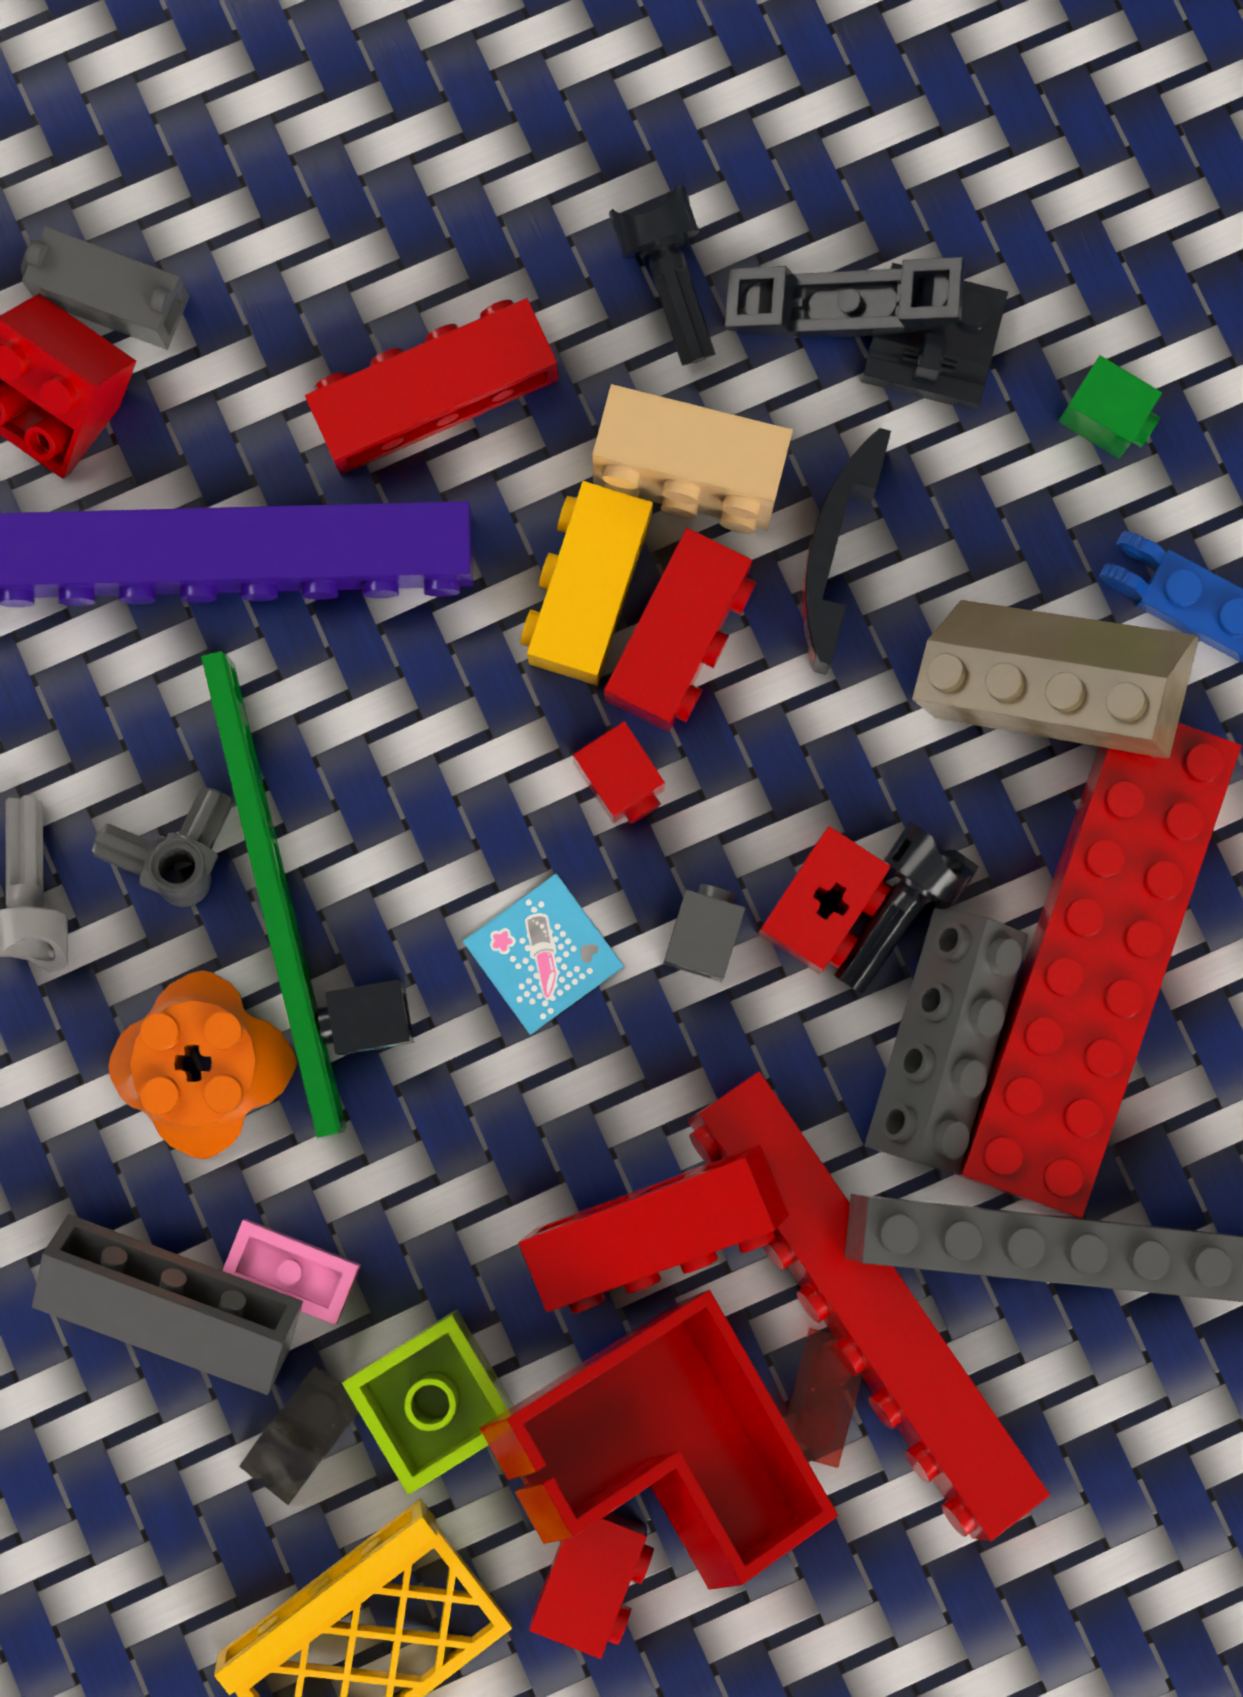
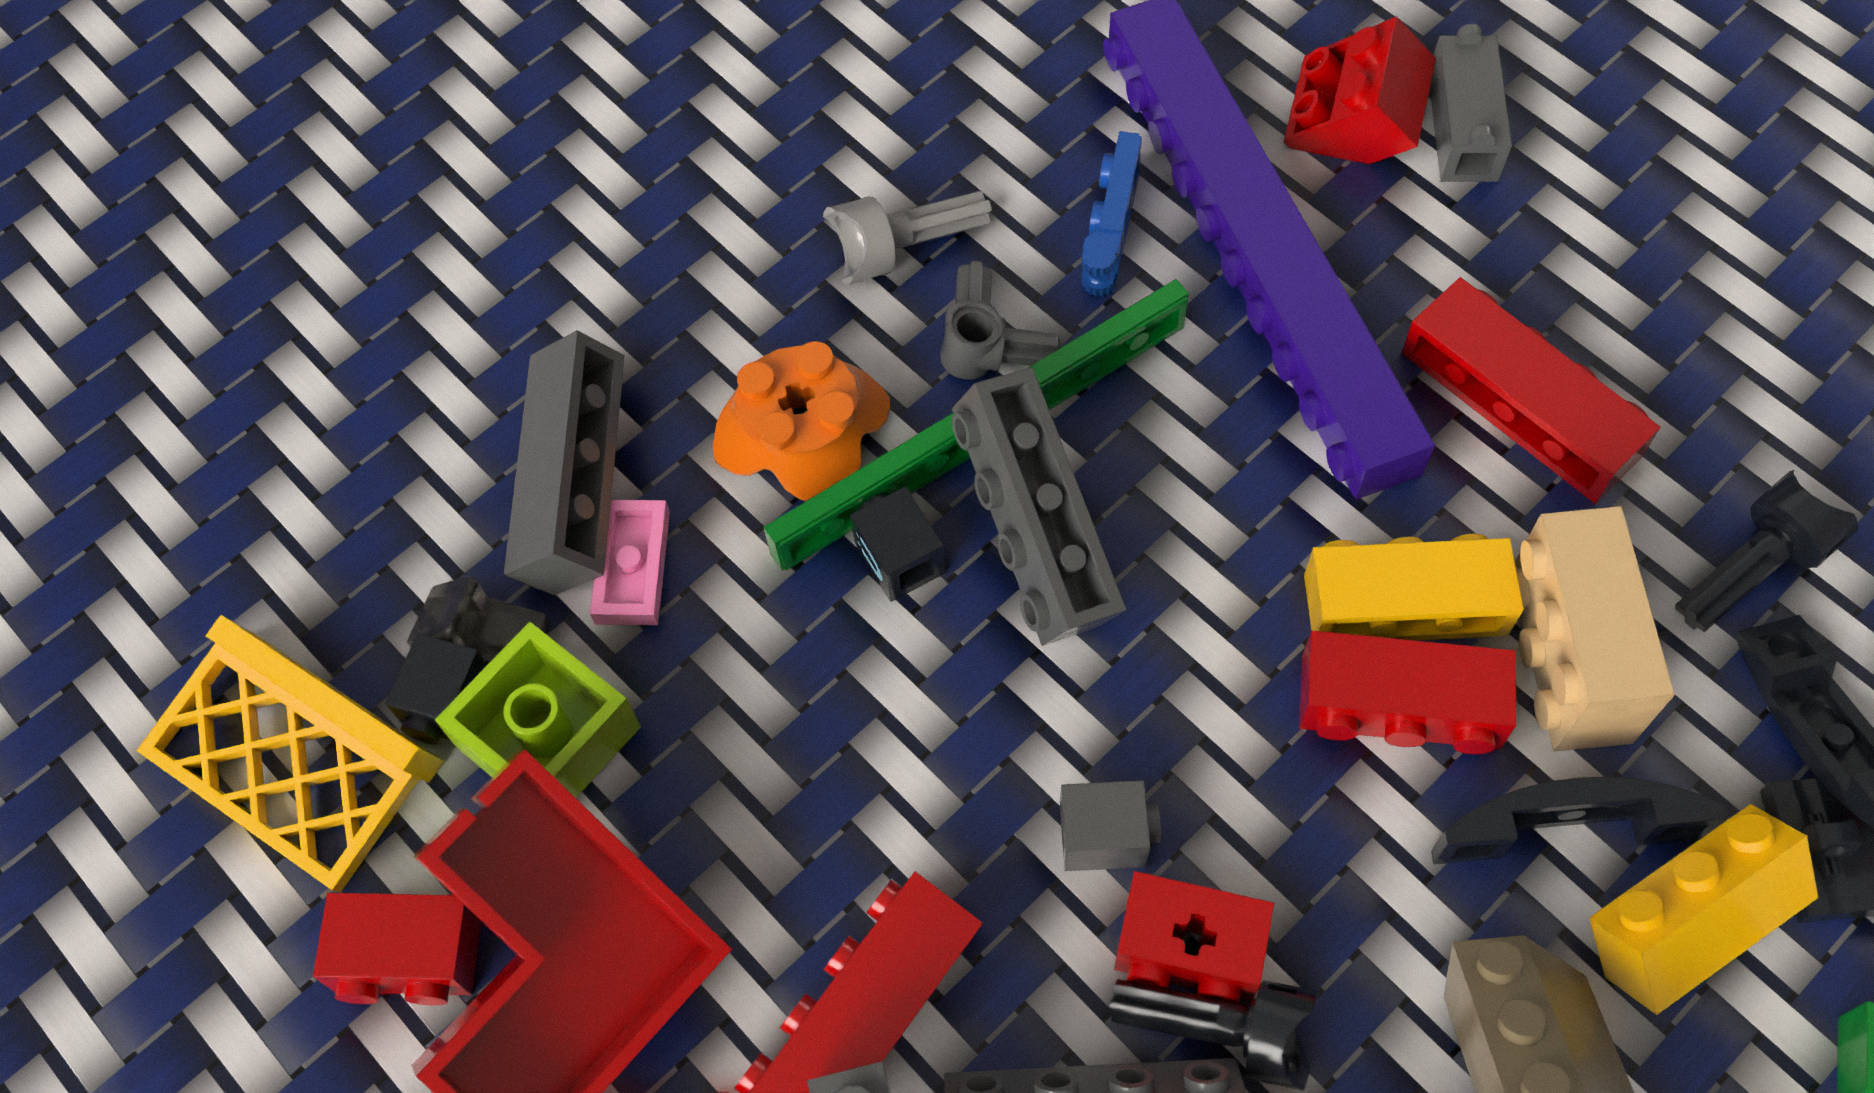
camera: 75 degrees right, 20 degrees down
(90, 682) = (1111, 218): none -> blue hinge
(358, 1487) = (428, 682): none -> black brick
(398, 883) = (1036, 507): none -> dark grey brick
(543, 954) = (1023, 690): medium azure sticker -> none
(620, 775) = (1233, 685): red brick -> none
(655, 1230) = (785, 875): red brick -> none
(950, 485) = (1704, 908): none -> yellow brick

